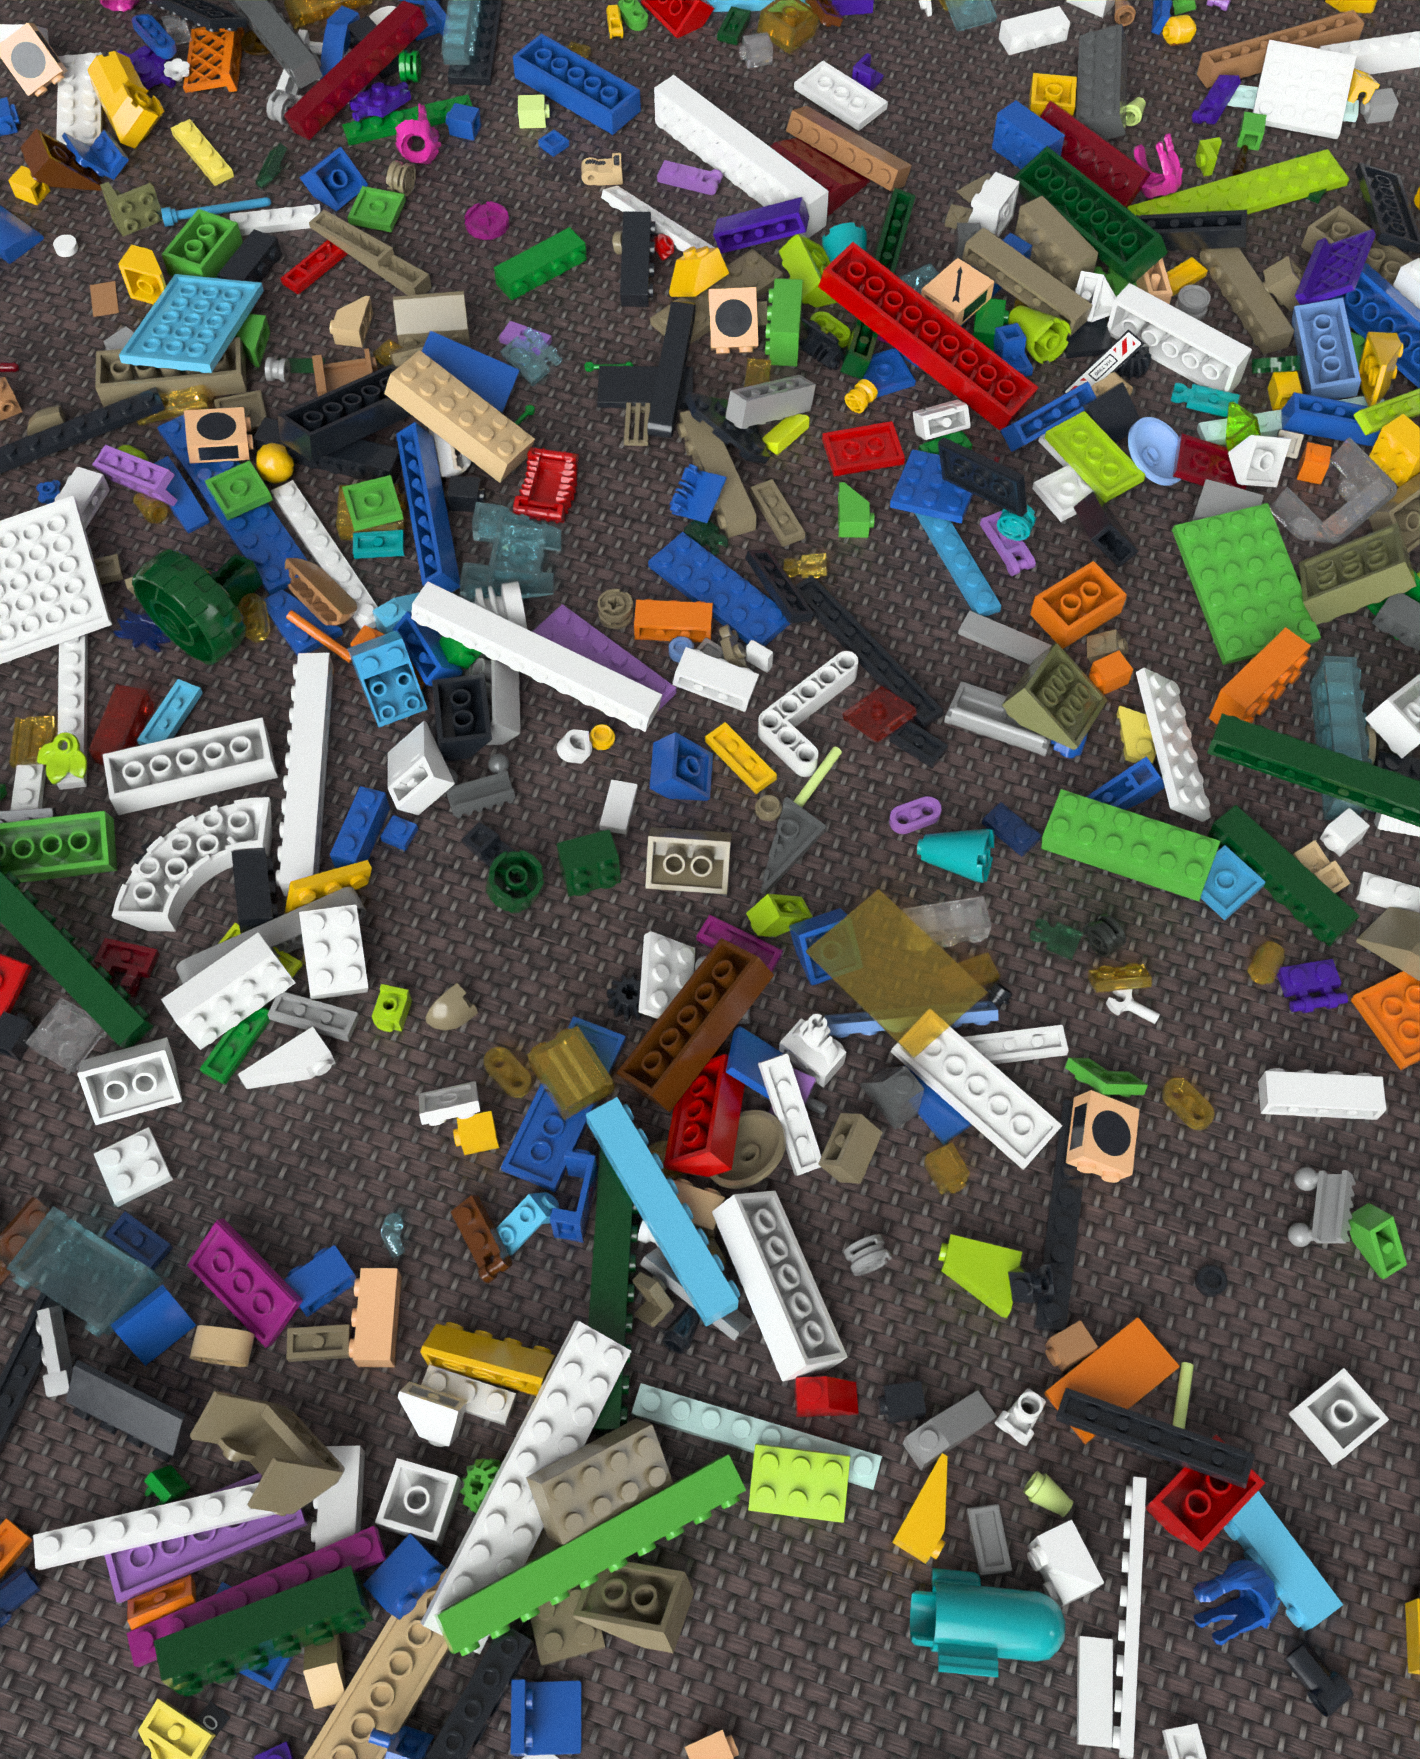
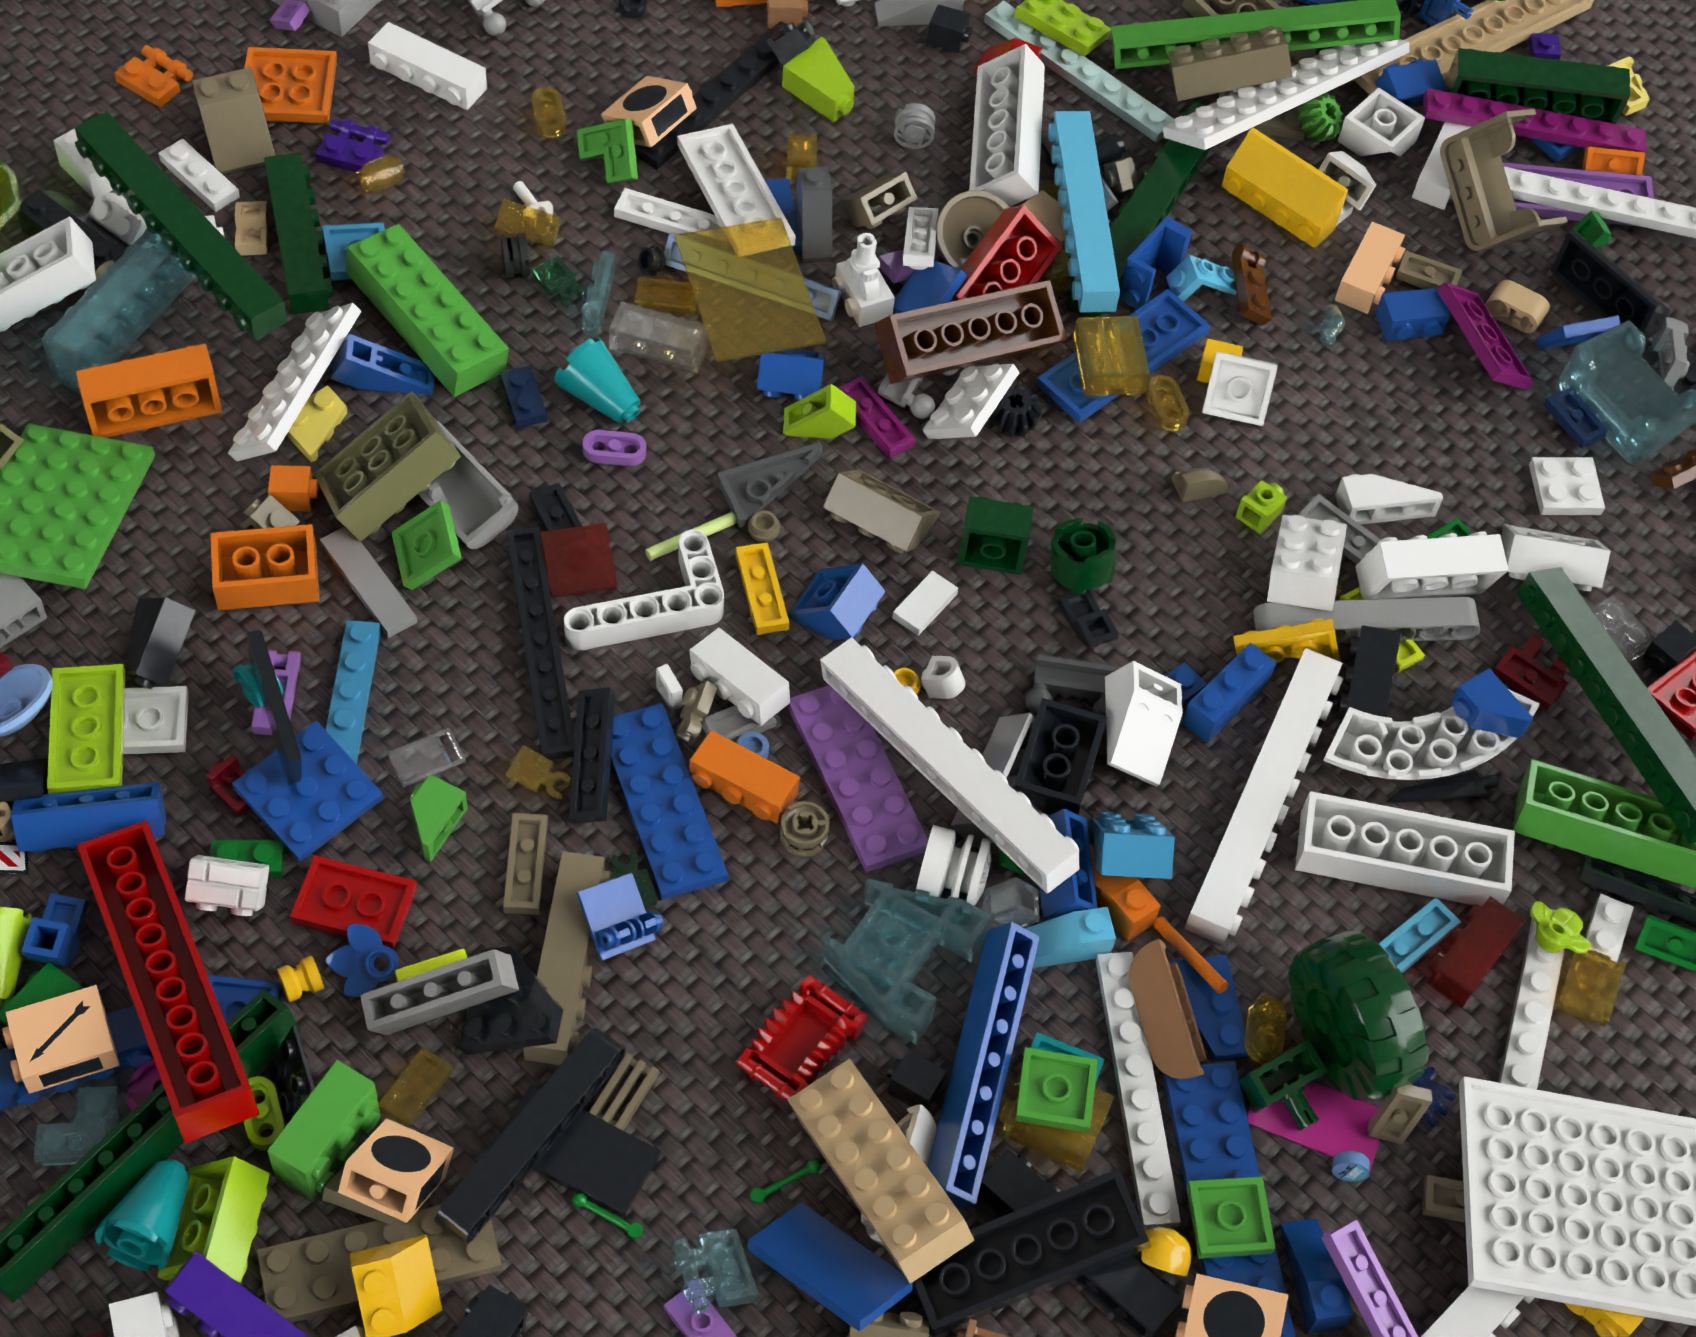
camera: 160 degrees left, 5 degrees down
(150, 879) = (1490, 706): none -> blue slope
(831, 421) = (358, 960): none -> blue plate
(884, 550) = (423, 758): none -> clear piece
(986, 668) = (426, 545): none -> bright green plate
(1018, 939) = (597, 295): none -> clear light blue plate

